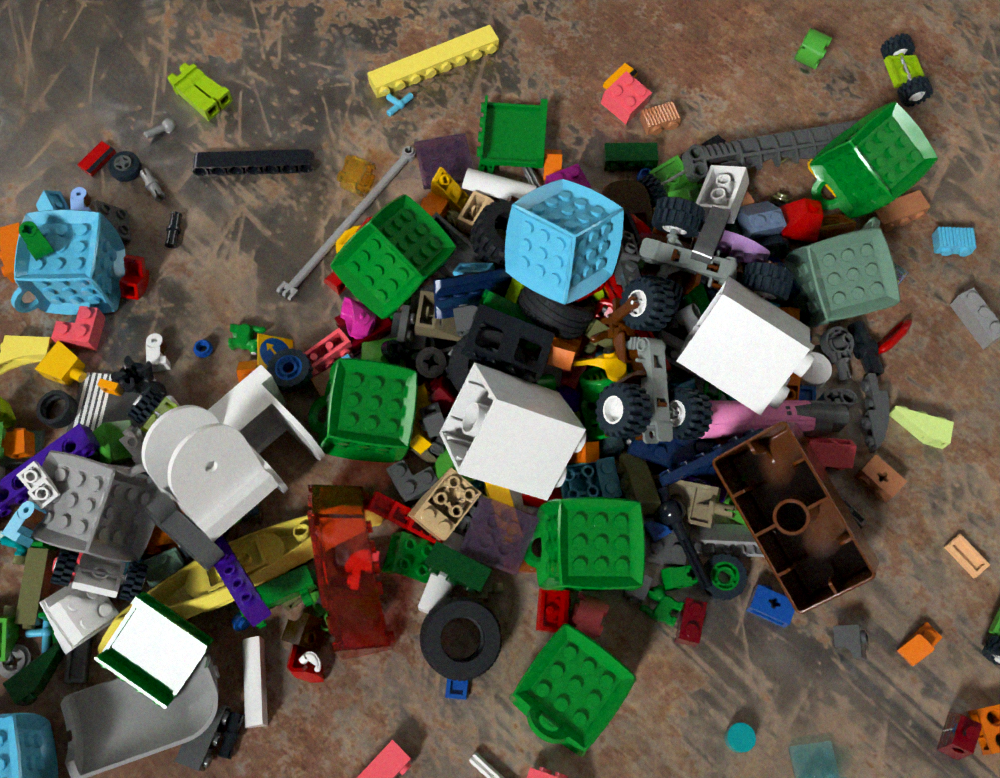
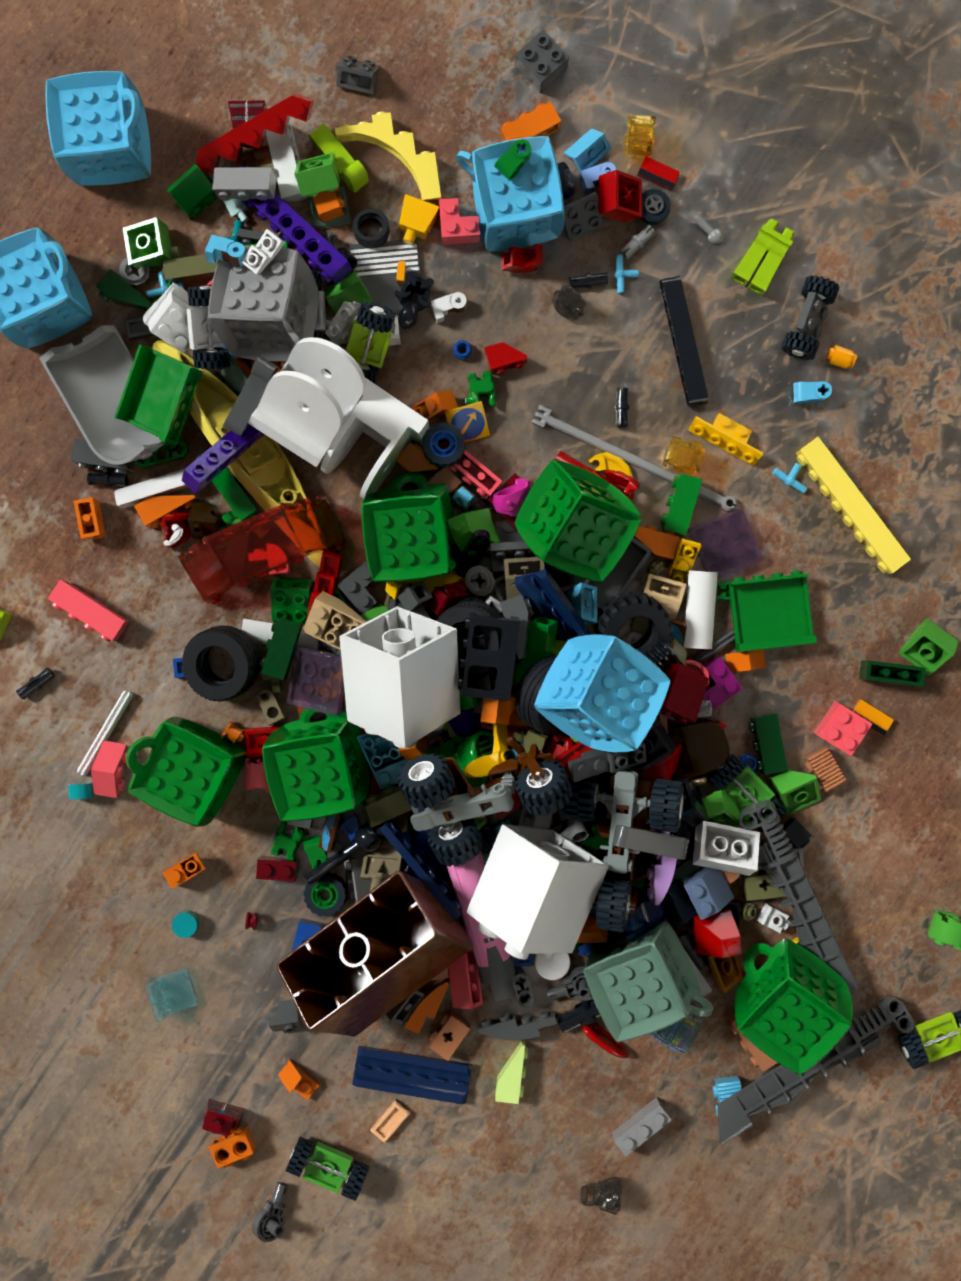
camera: 80 degrees right, 20 degrees up
(56, 162) = (640, 135): none -> clear yellow brick
(105, 186) = (620, 196): none -> red brick
(176, 202) = (620, 274): none -> medium azure piece
(187, 245) = (568, 303): none -> clear smoke piece
(221, 312) = (503, 357): none -> red slope
(227, 675) = (176, 456): none -> green beam
(269, 761) = (89, 519): none -> orange brick
(277, 679) = (156, 507): none -> orange slope
(283, 70) = (817, 292): none -> plate
(298, 222) = (621, 407): none -> black pin
(300, 404) = (414, 460): none -> orange slope
(304, 48) = (841, 357): none -> light orange brick
(327, 74) = (808, 391): none -> medium azure piece
(349, 142) = (727, 436): none -> yellow bracket
(396, 183) = (681, 503): none -> green brick
(516, 598) = (271, 707): none -> dark tan leg
(537, 642) = (233, 733): none -> orange brick
(567, 27) = (929, 647): none -> bright green slope
(584, 54) = (892, 673): none -> dark green brick
(661, 552) = (330, 832): none -> slope
(673, 140) = (796, 790): none -> bright green slope
(679, 724) = (184, 870): none -> orange slope
(743, 662) = (251, 920): none -> dark red bush
(760, 183) = (754, 891): none -> olive brick
(791, 177) = (767, 915): none -> white brick
(852, 493) = (427, 1007): none -> orange slope
(919, 525) = (412, 1075): none -> dark blue plate
(942, 192) = (783, 1085): none -> dark grey piece

